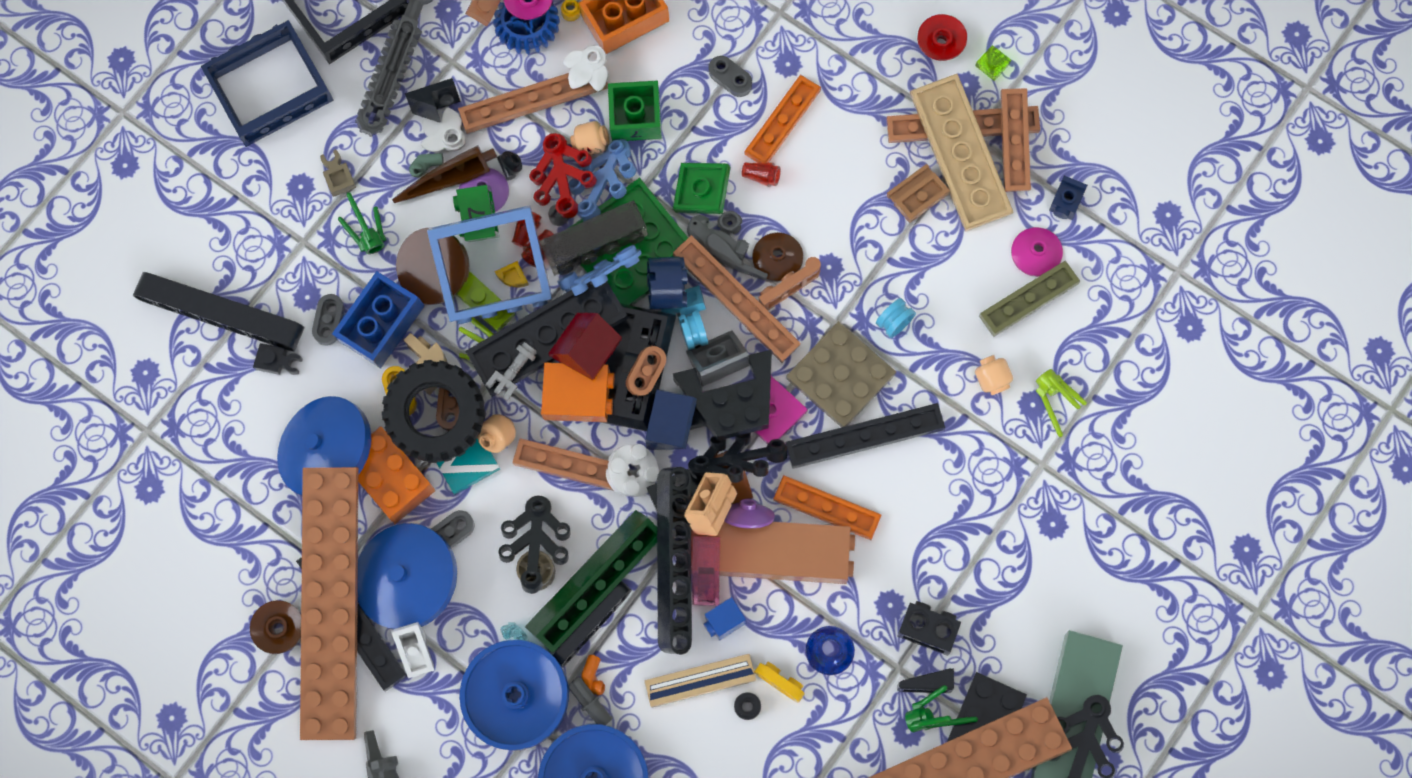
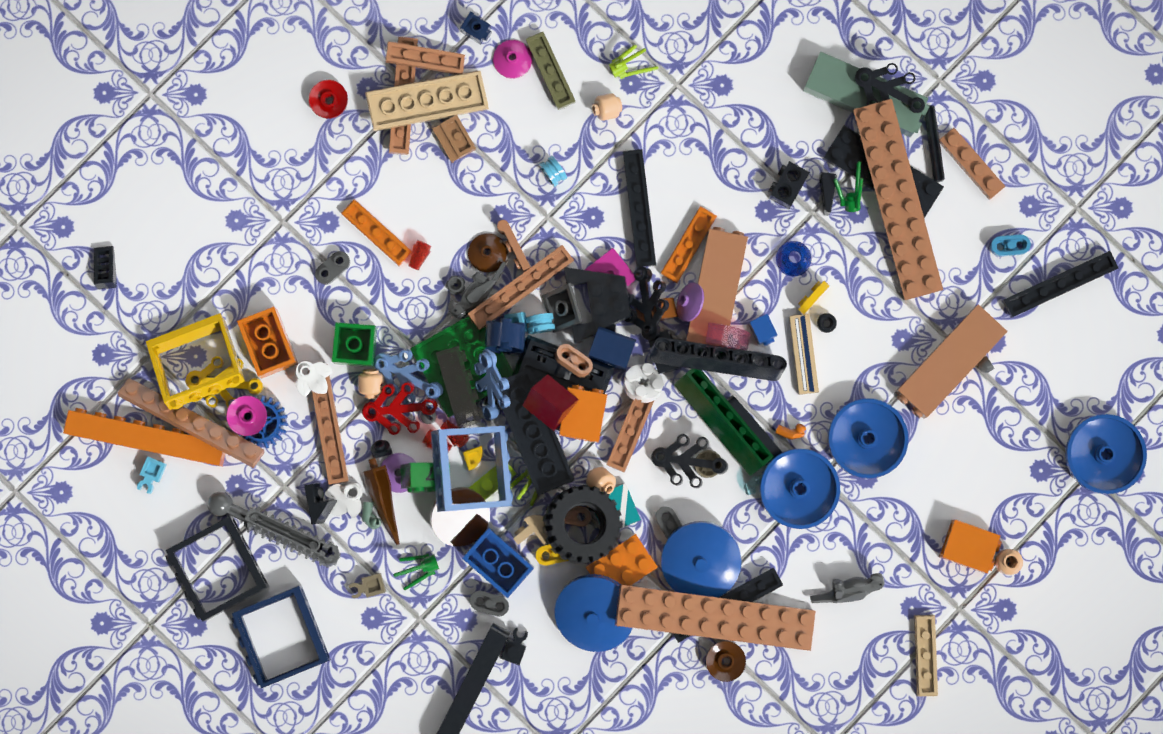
camera: 90 degrees left, 10 degrees up
(413, 649) = (758, 559): white slope -> none
(504, 380) = (548, 447): light grey hinge -> none
(589, 702) = (811, 435): dark grey axle -> none
(701, 188) = (425, 302): green tile -> none
(710, 504) = (682, 326): light nougat brick -> none
(841, 375) = (589, 219): dark tan plate -> none
(993, 63) = (354, 64): clear neon green plate -> none

